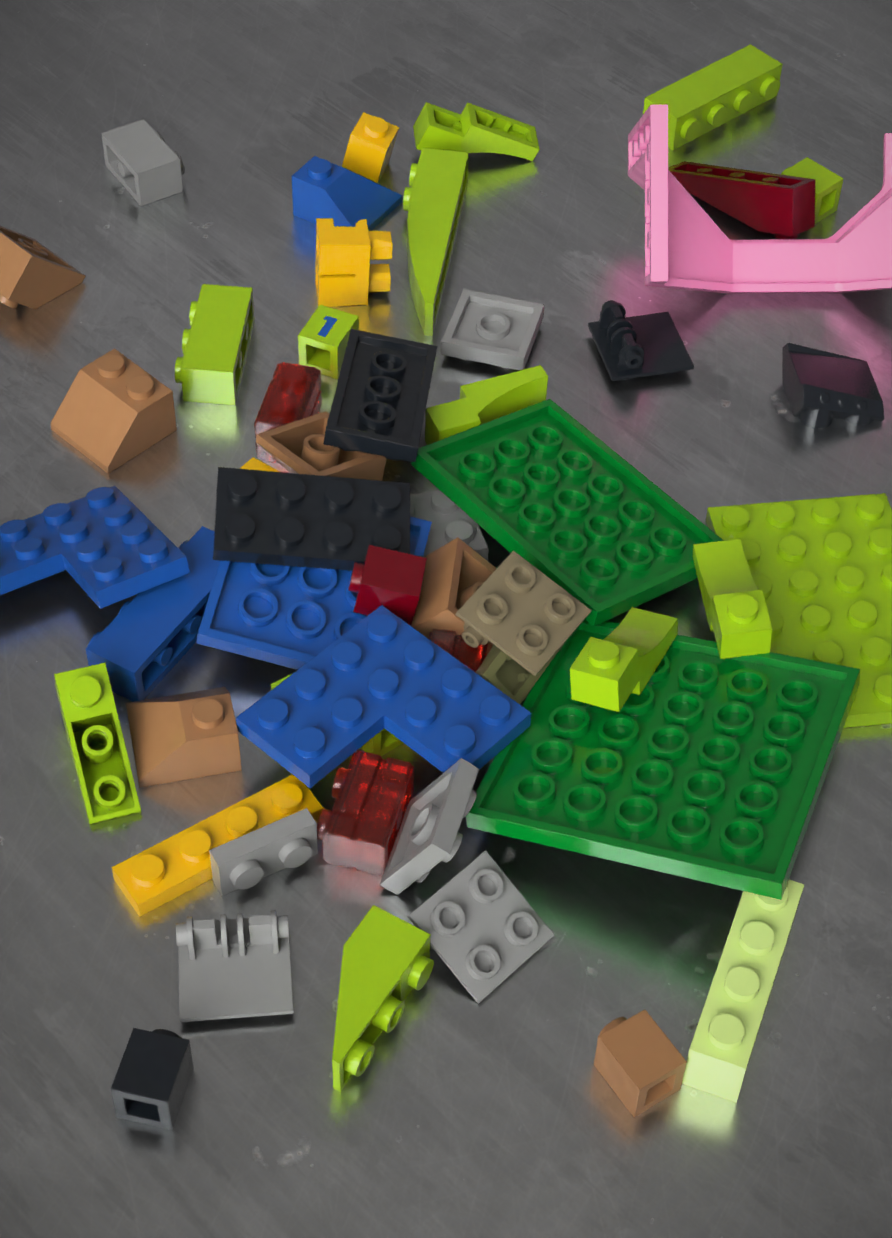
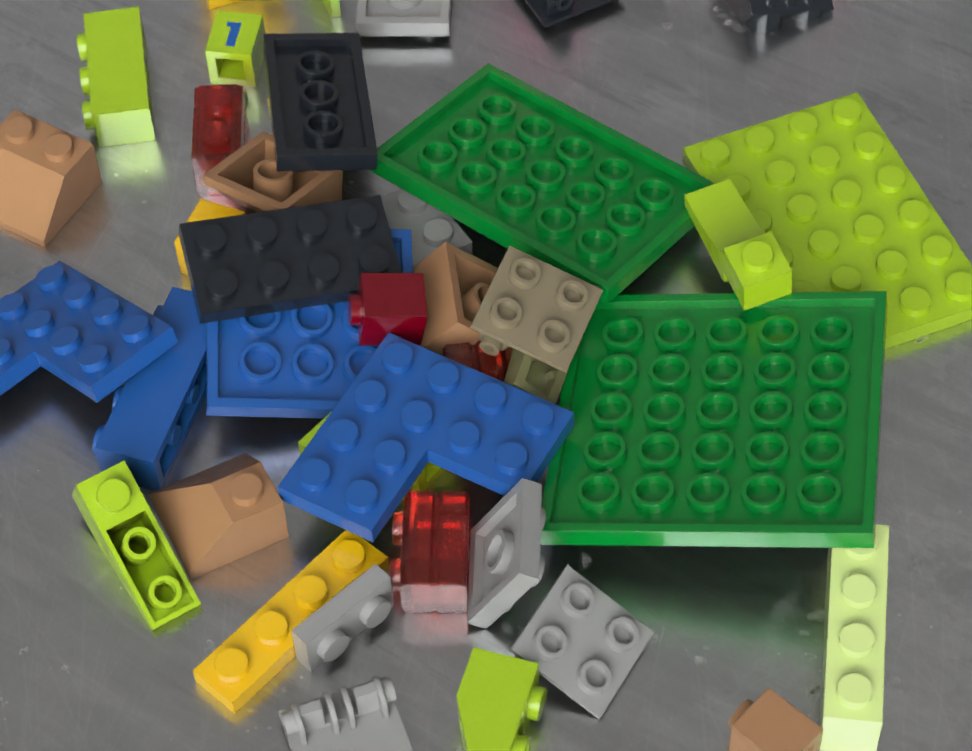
camera: 10 degrees left, 5 degrees up
(485, 402) = (425, 83): lime slope -> none
(622, 661) = (649, 335): lime slope -> none

